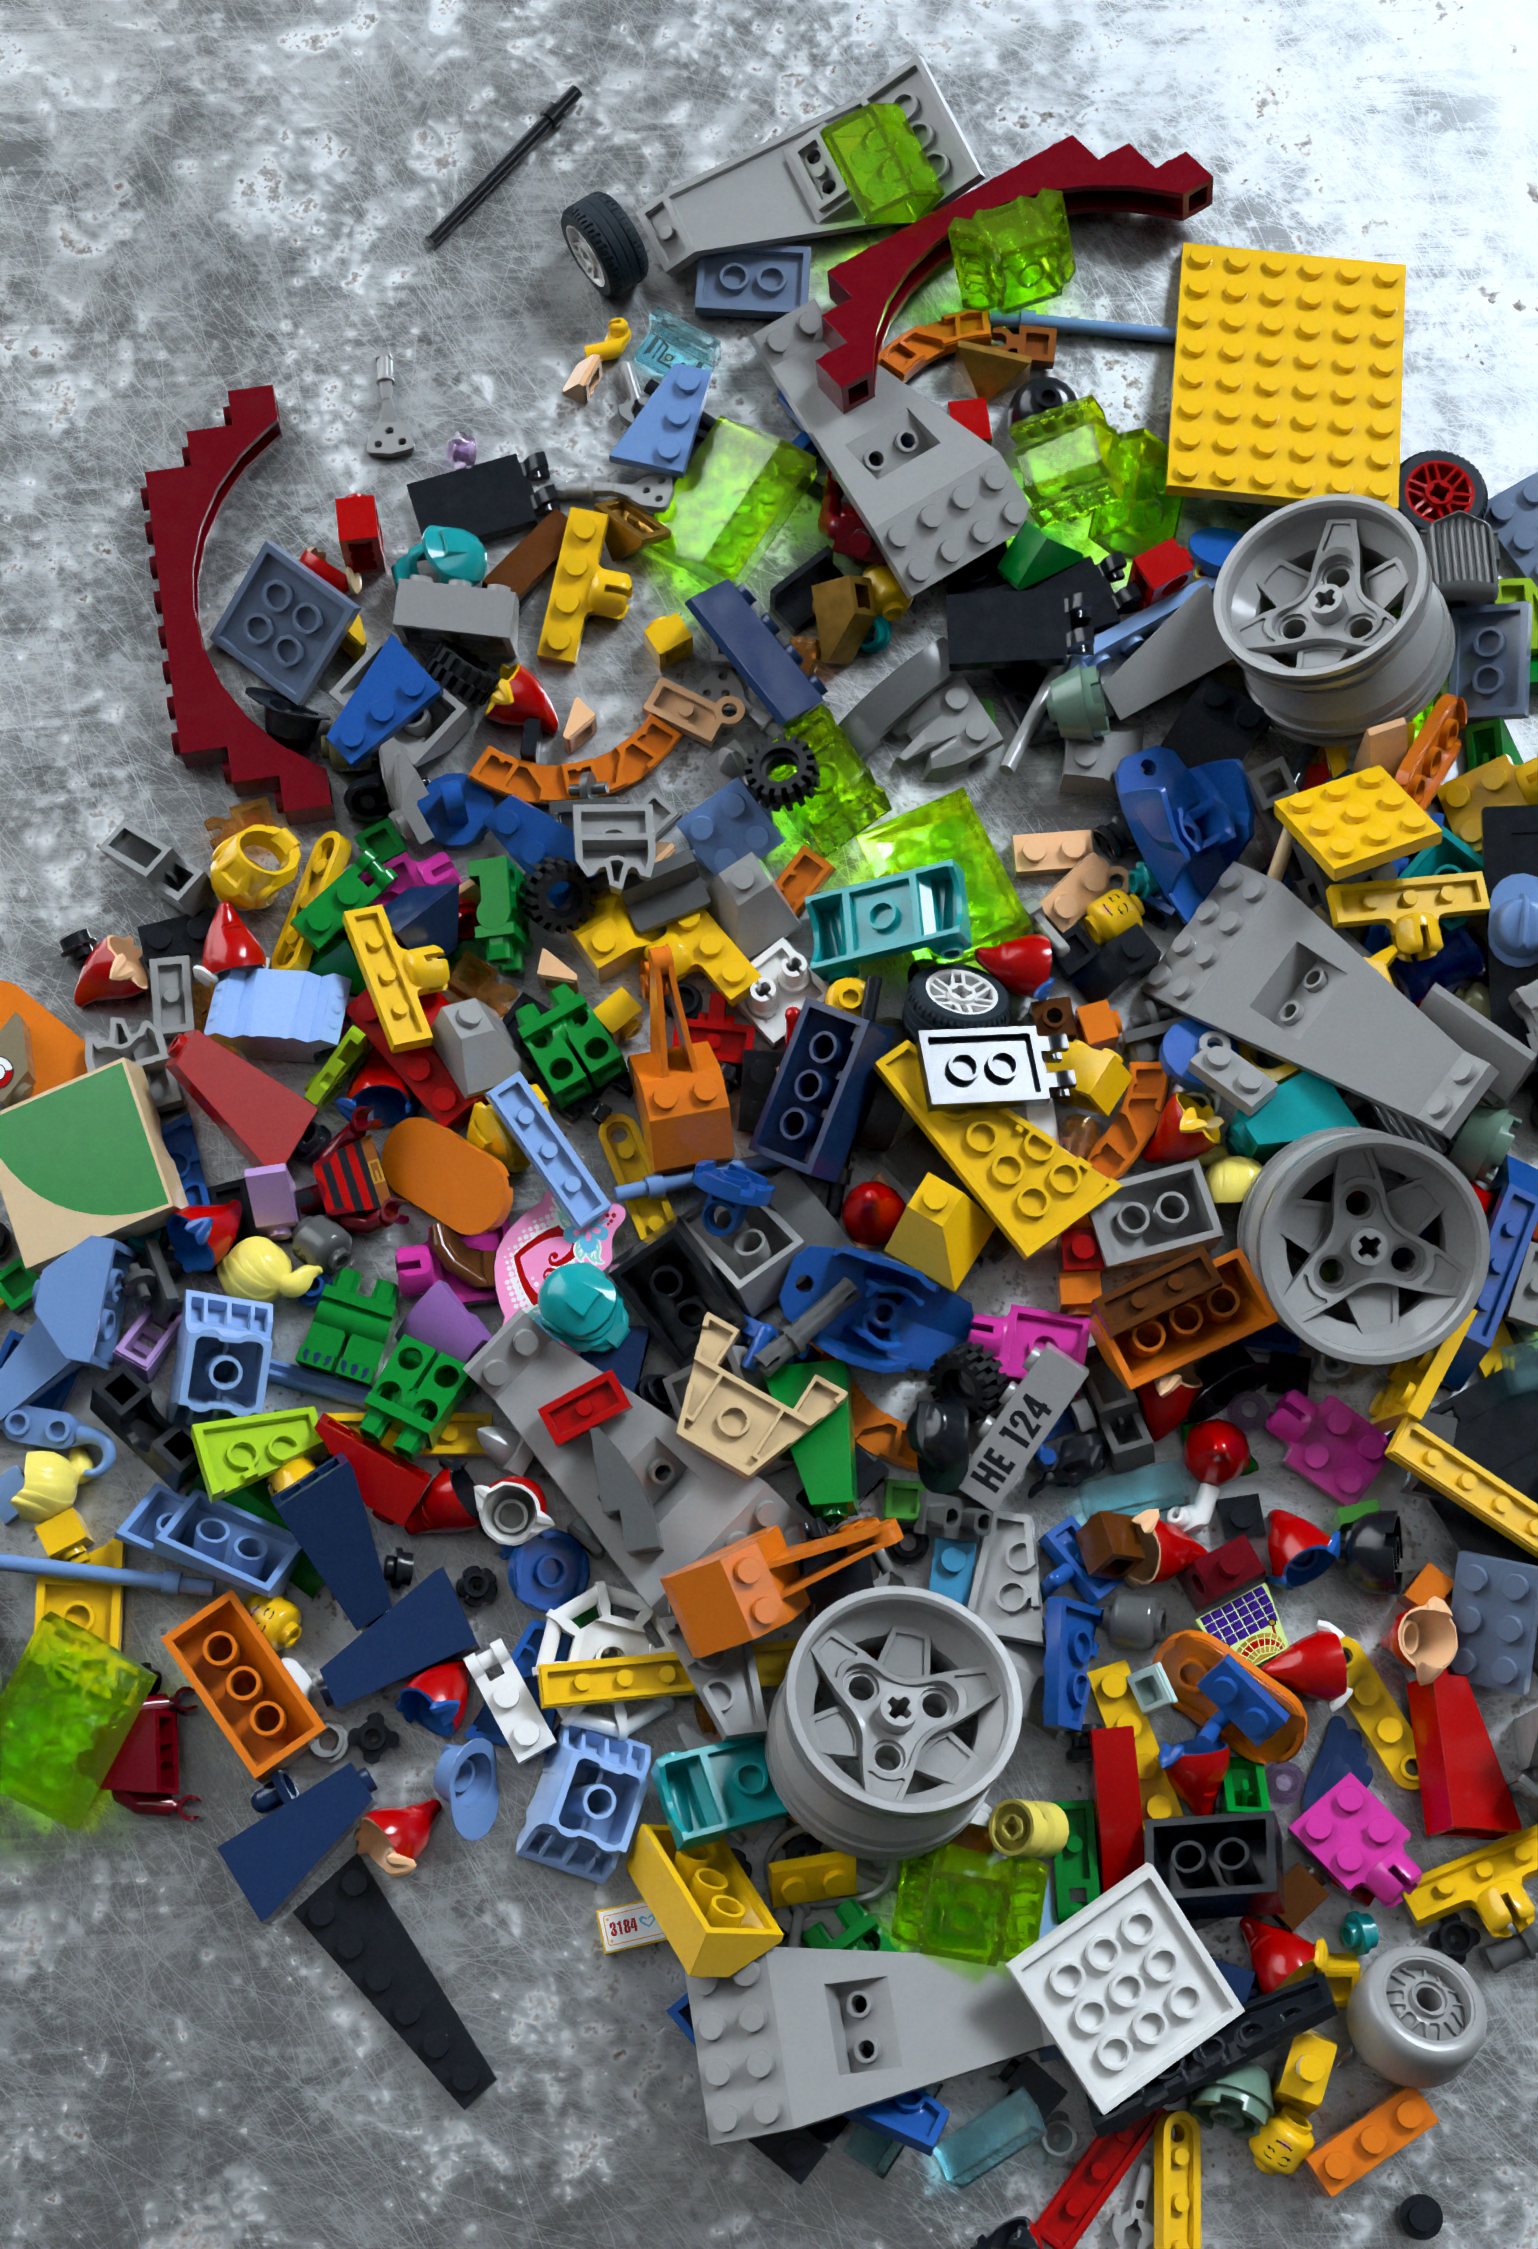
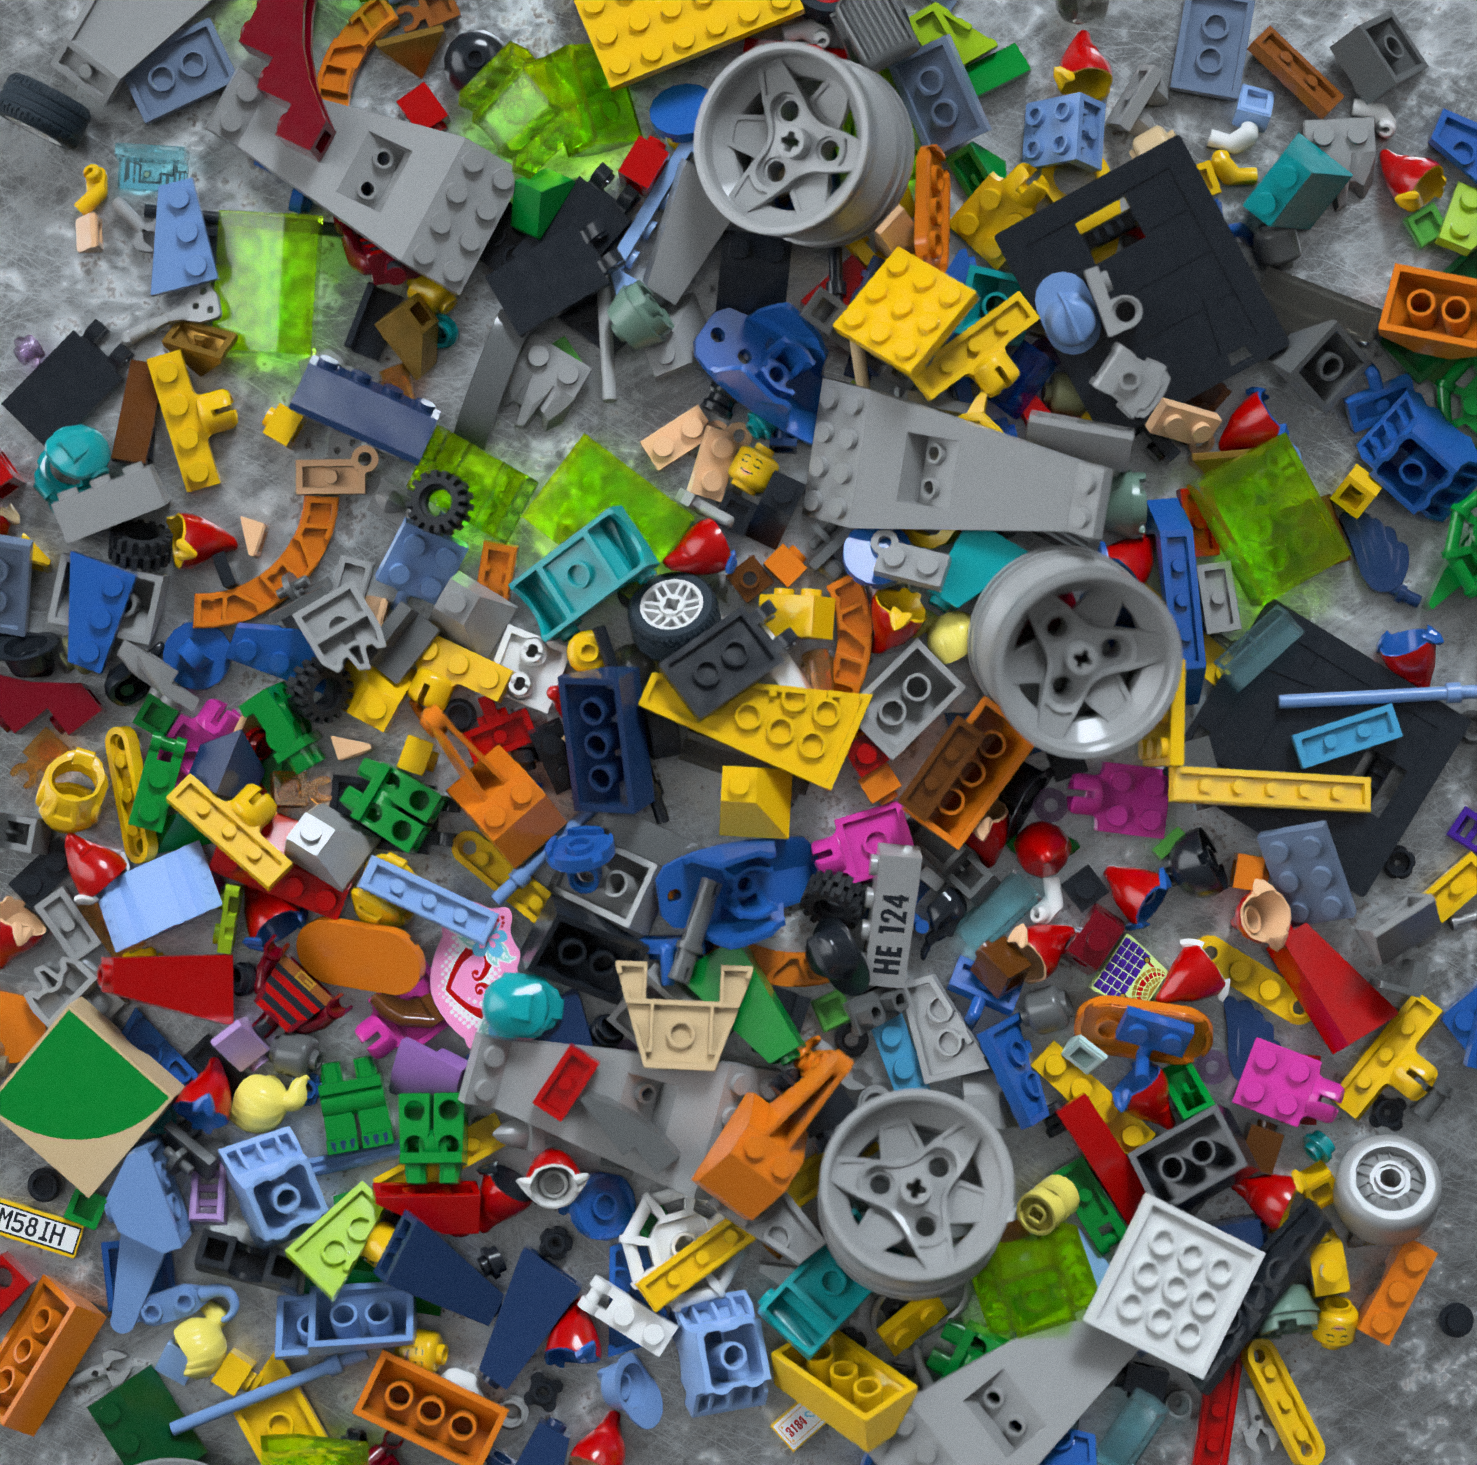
camera: 25 degrees left, 15 degrees up
(872, 1213) = (694, 805): red hat -> none

